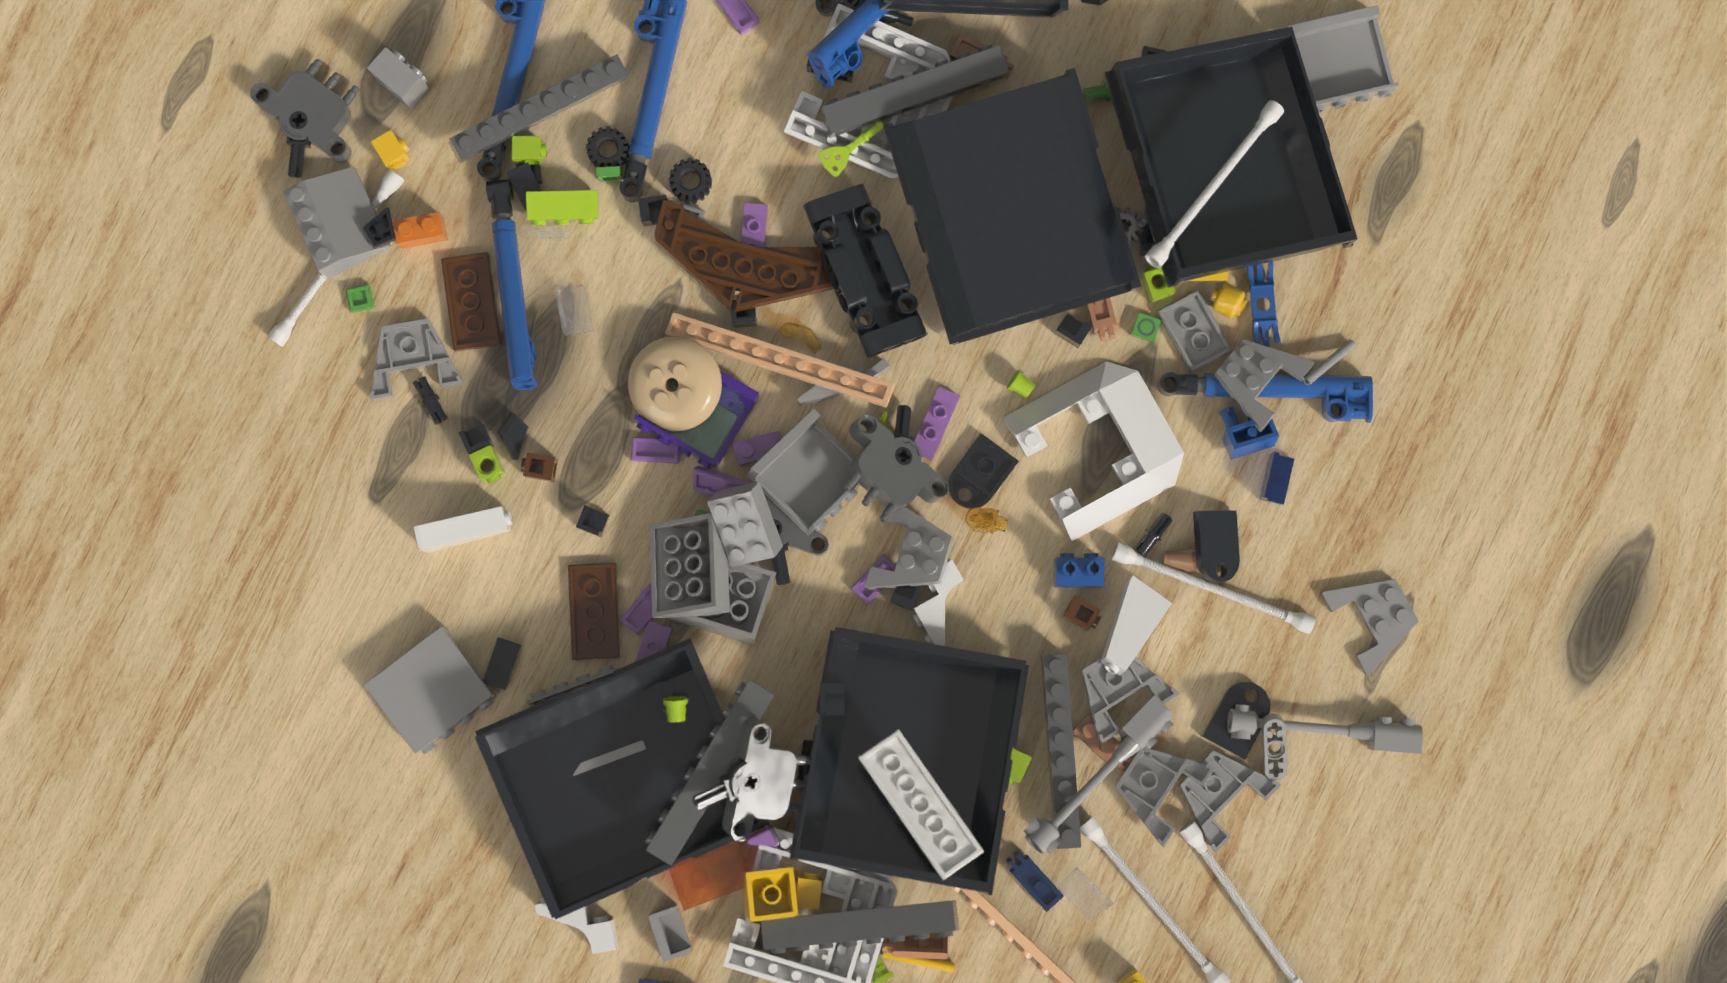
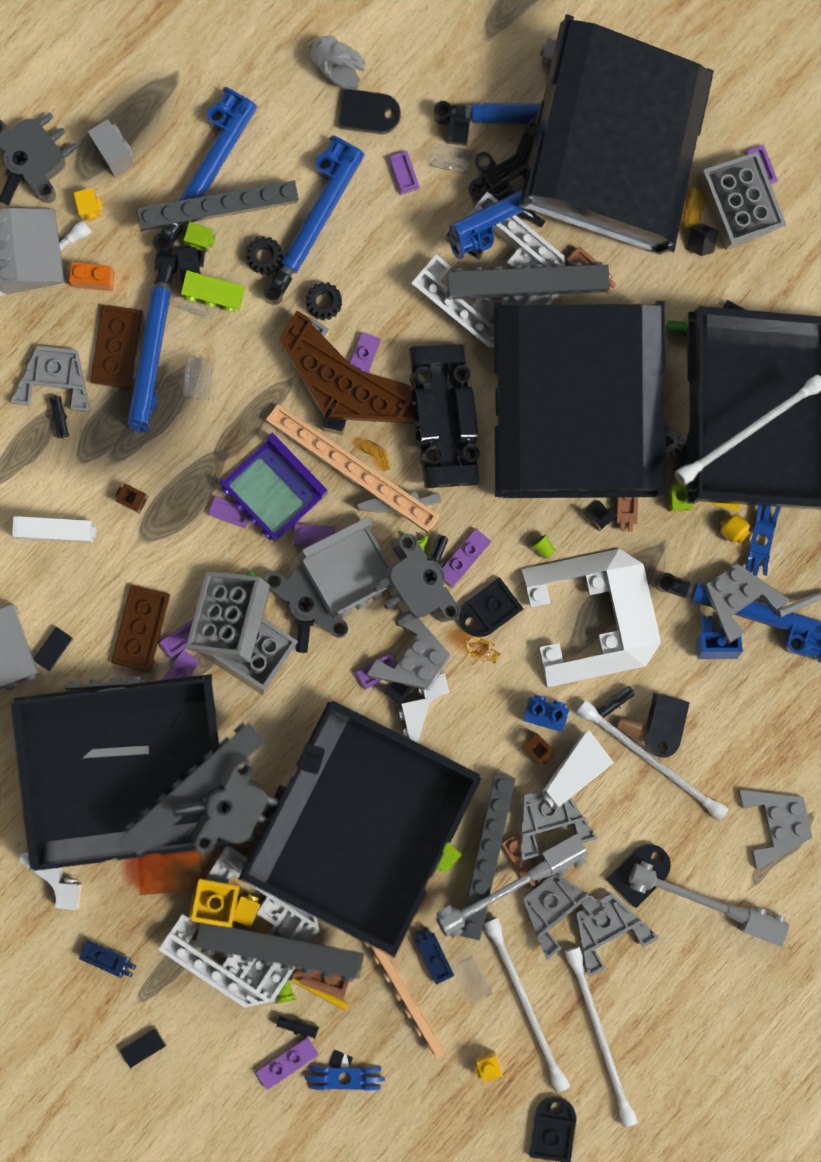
camera: 10 degrees right, 0 degrees up
(360, 298) = (27, 317): bright green tile -> none
(380, 229) = (59, 266): black piece -> none
(476, 439) = (86, 461): black panel -> none
(480, 457) = (86, 475): lime brick -> none
(513, 434) = (117, 465): black piece -> none
(592, 521) = (161, 555): black panel -> none
(609, 173) = (259, 276): bright green tile -> none
(650, 209) = (284, 314): black panel -> none
(670, 933) = (124, 909): light grey panel -> none
(675, 708) = (181, 728): lime piece -> none
(697, 379) = (280, 460): tan brick -> none
(710, 481) = (277, 558): medium lavender plate -> none
(745, 524) = (284, 594): light grey brick -> none
(765, 837) = (222, 855): medium lavender slope -> none
(844, 151) = (457, 313): lime piece -> none
(920, 804) = (358, 867): white tile -> none
(1145, 327) = (660, 530): bright green tile -> none
(1194, 331) = (699, 545): light grey tile -> none
(1267, 739) = (664, 913): light grey beam -> none
(1276, 478) = (730, 686): clear blue panel -> none

